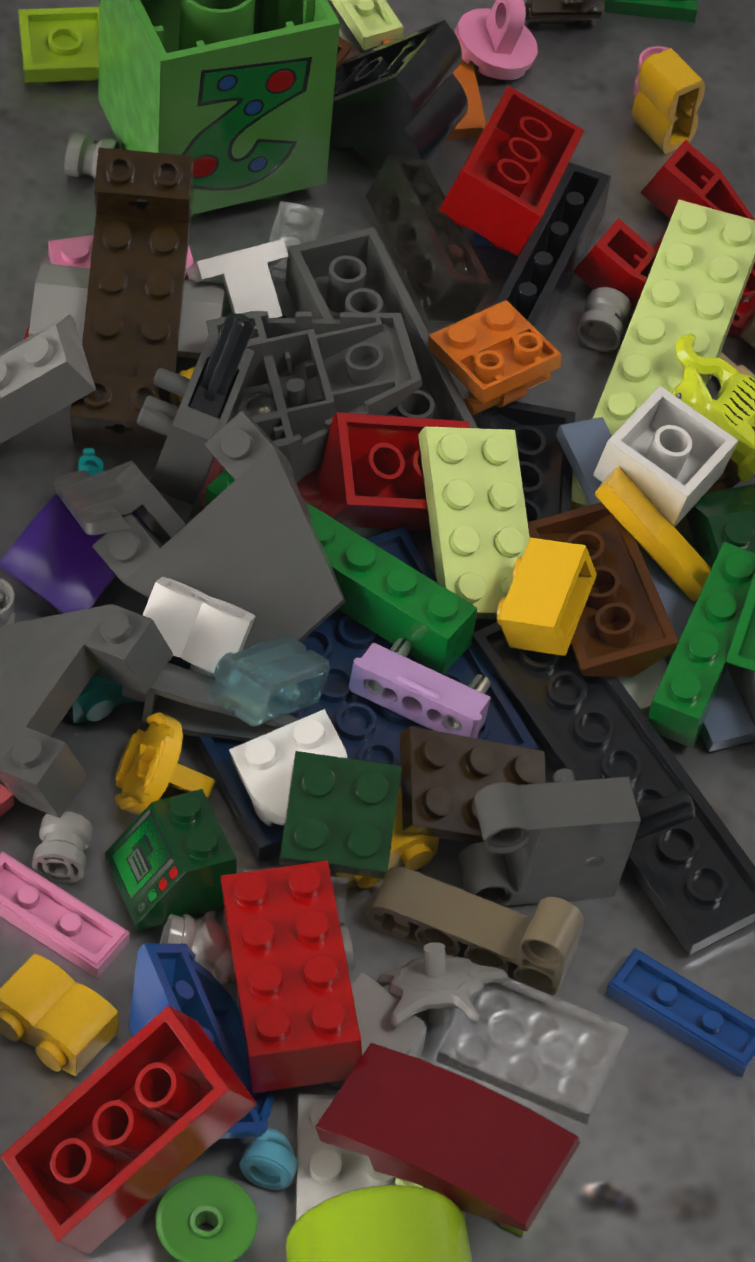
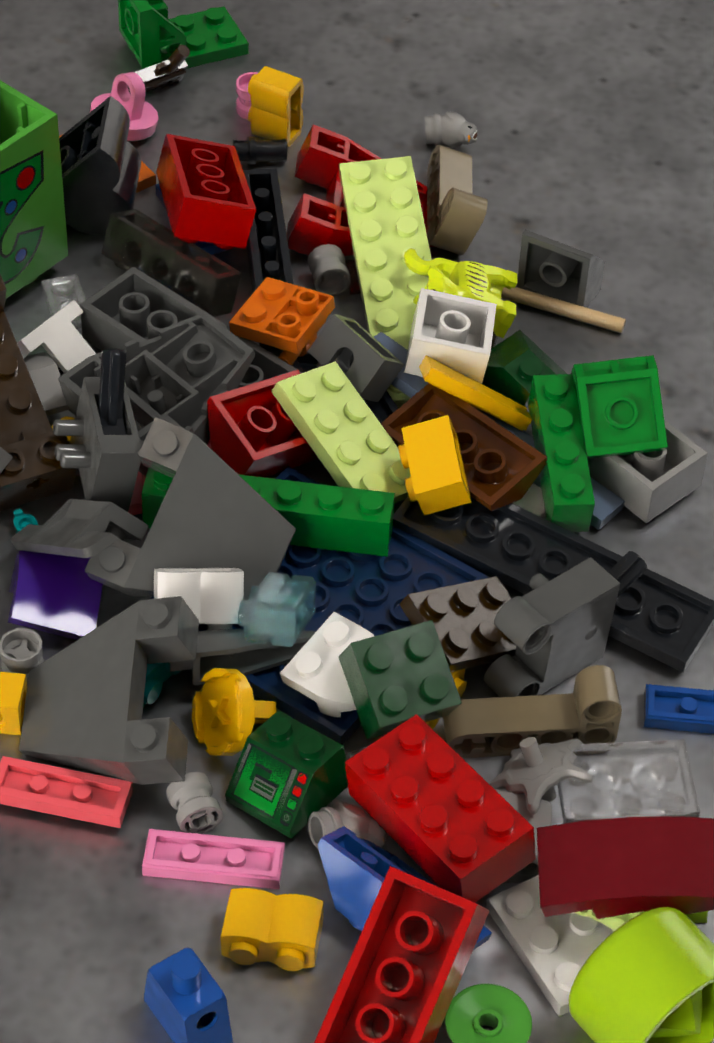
camera: 25 degrees left, 5 degrees down
(269, 1161) = (502, 957): medium azure tile -> none
(420, 692) = (384, 572): lavender piece -> none
(548, 435) = (349, 342): none -> dark grey brick
(622, 145) = (261, 150): none -> black pin

